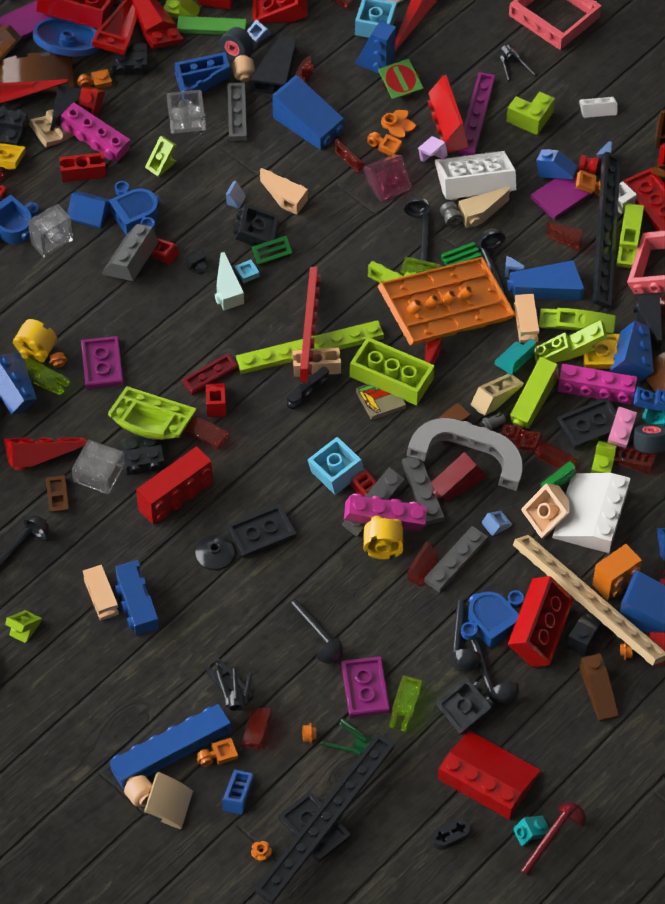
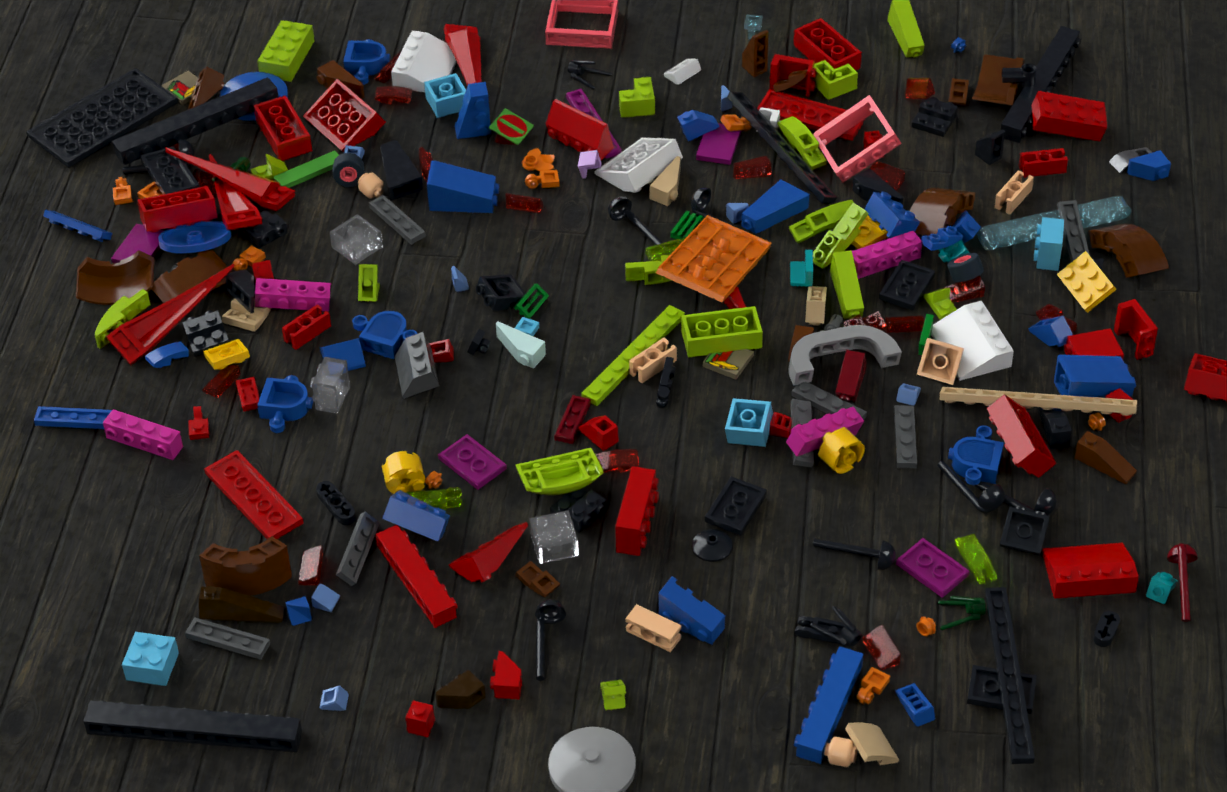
camera: 35 degrees left, 10 degrees down
(202, 72) = (339, 204): blue wedge -> none
(261, 856) = (979, 739): orange plate -> none
(286, 193) = (496, 255): light nougat slope -> none
(309, 328) = (624, 333): red plate -> none
(387, 177) = (571, 200): clear pink slope -> none
(422, 564) = (885, 455): clear red slope -> none
(450, 212) = (649, 200): dark grey wheel -> none
(526, 318) = (784, 240): light nougat piece -> none
(592, 165) = (718, 111): red wheel -> none
(615, 572) = (1040, 368): orange brick -> none
(622, 427) = (935, 272): bright pink plate -> none

